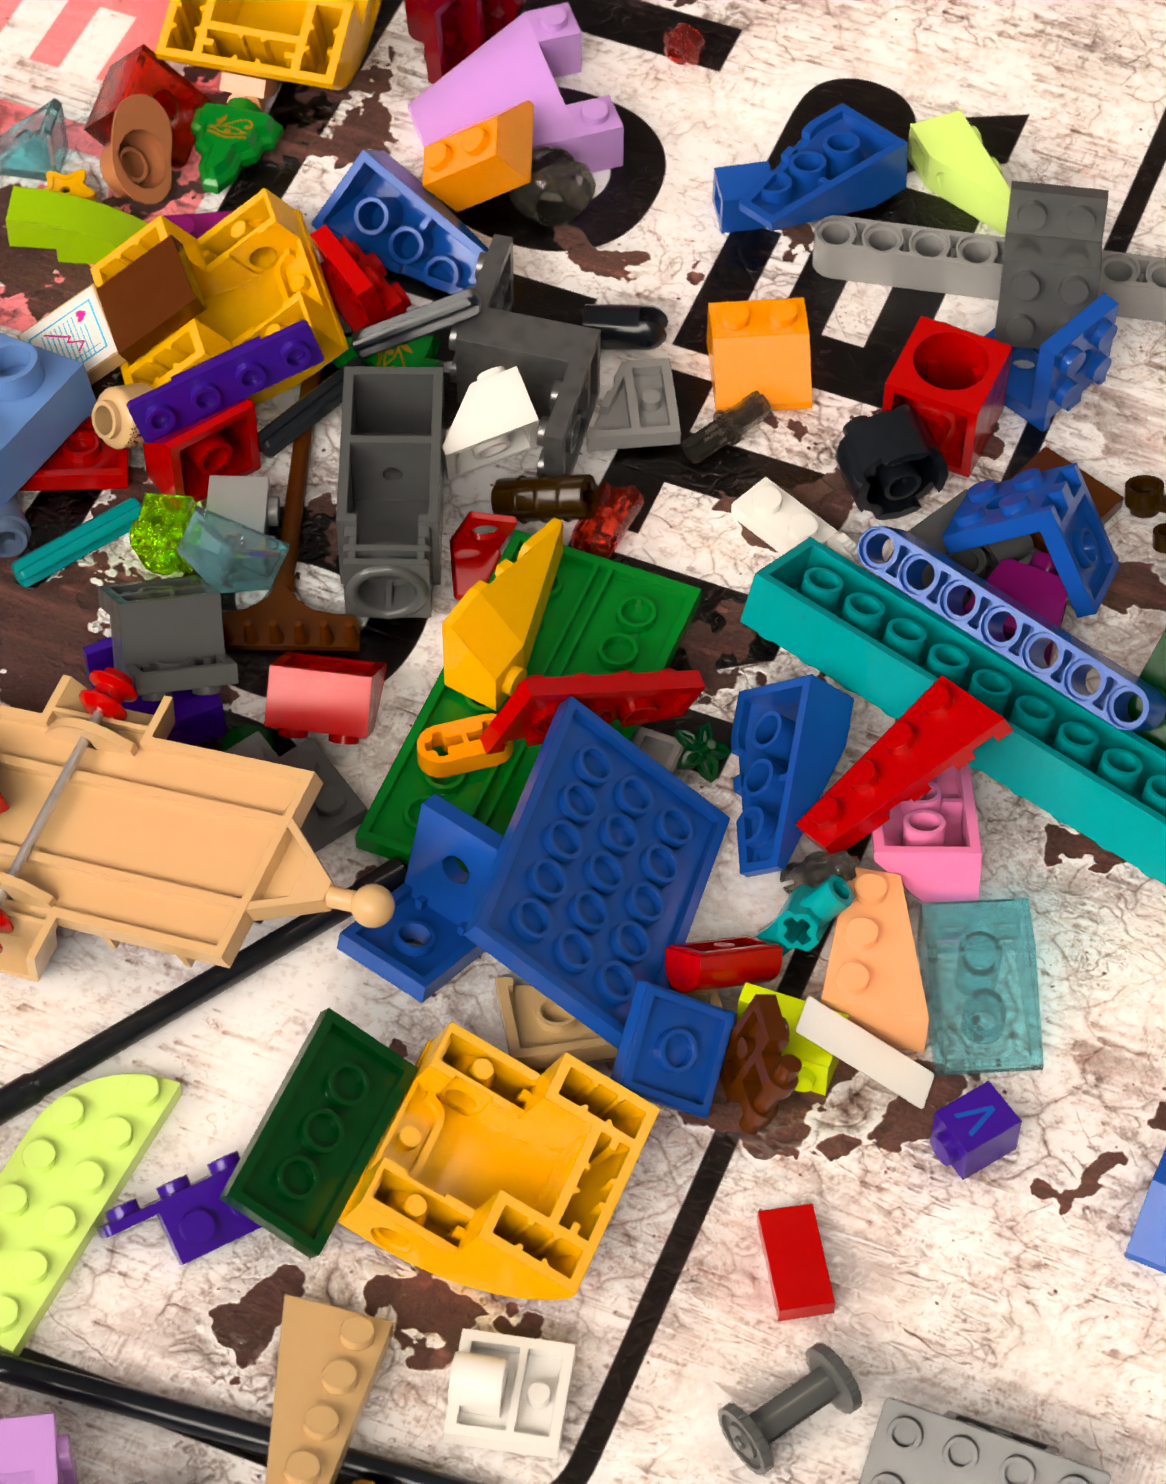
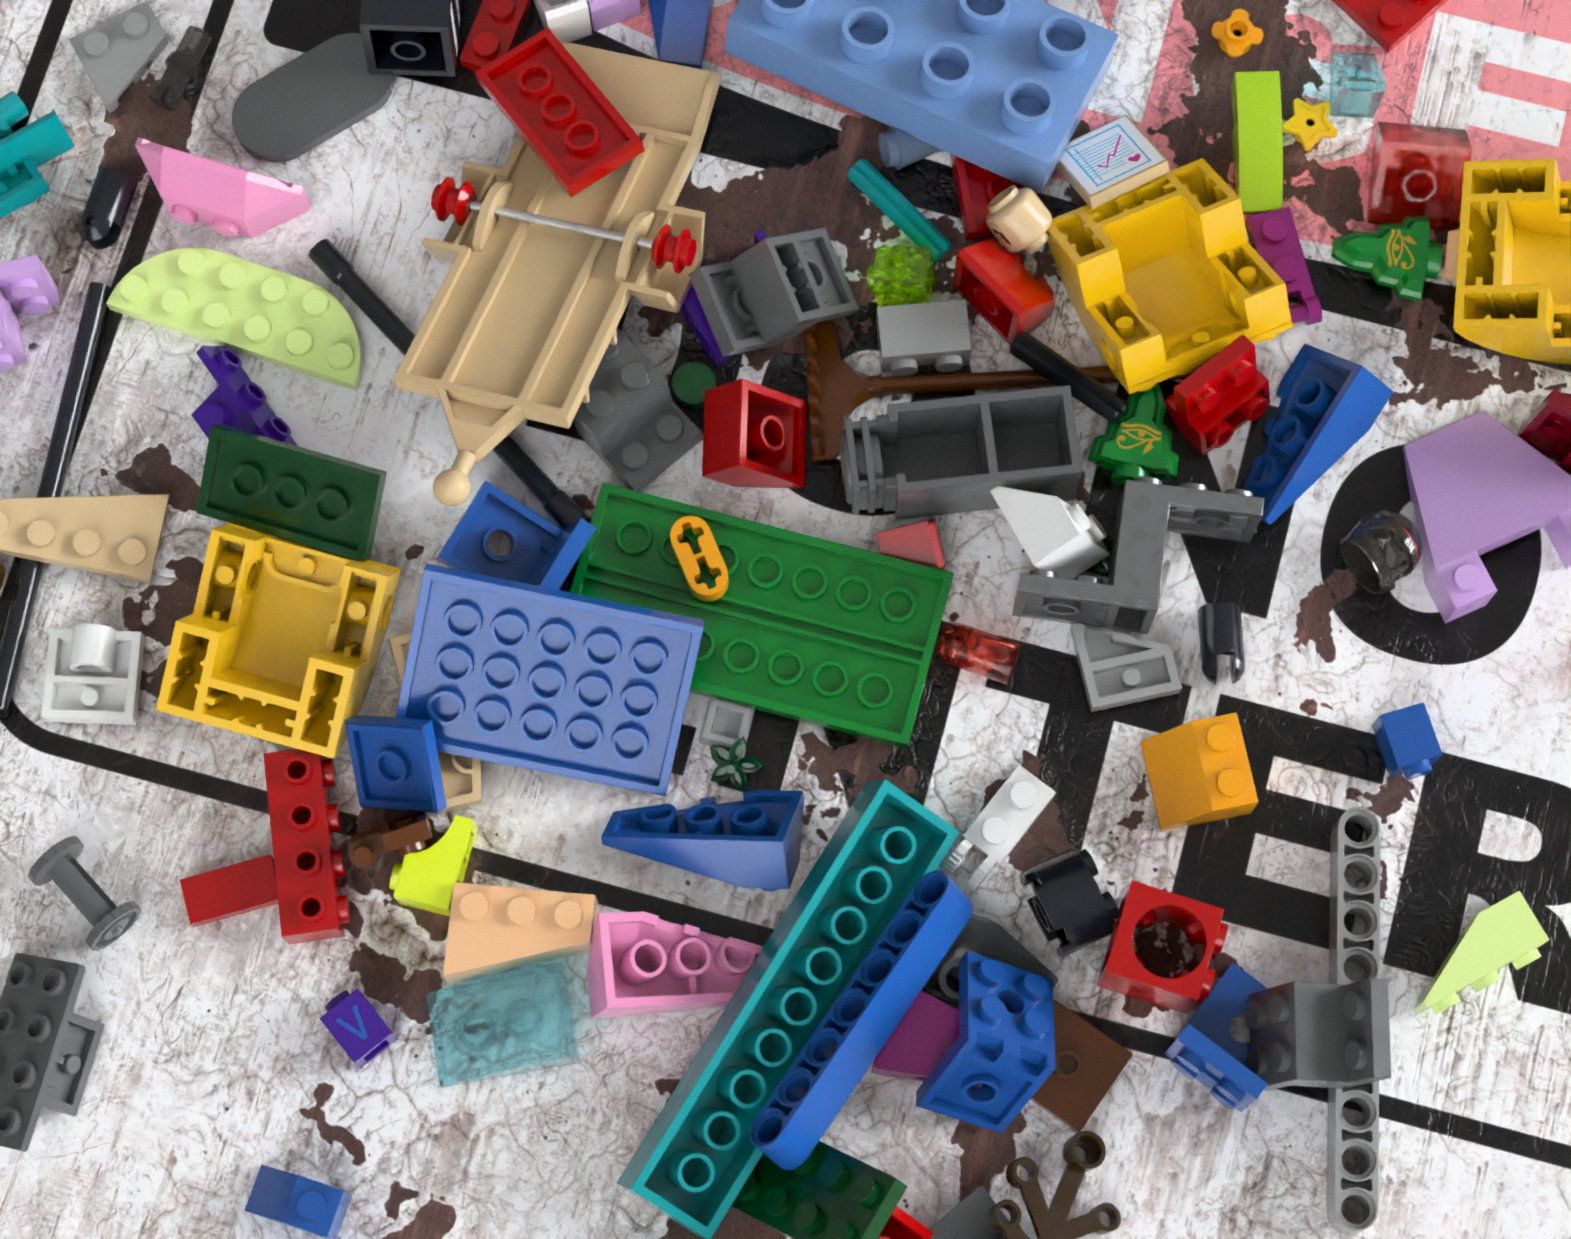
camera: 85 degrees right, 20 degrees up
(140, 151) = (1350, 174): nougat piece -> none
(151, 299) = (1142, 209): reddish brown tile -> none
(225, 380) = (1049, 284): dark purple bracket -> none
(230, 553) = (864, 329): clear light blue slope -> none
(417, 323) = (1148, 445): axle -> none
(481, 158) = (1395, 478): light orange slope -> none
(497, 623) = (801, 567): yellow wedge -> none
(546, 497) = (987, 593): dark brown axle -> none
(617, 696) = (728, 644): red wing -> none
(721, 963) = (495, 798): red brick -> none
(727, 427) = (1110, 751): clear smoke axle -> none
(752, 1170) = (305, 846): none -> red brick
(808, 914) = (544, 864): teal axle -> none
(819, 867) = (594, 873): clear smoke axle -> none
(833, 170) = (1437, 816): blue wedge -> none
(865, 1052) = (419, 927): white sticker -> none
(918, 747) = (699, 940): red wing -> none

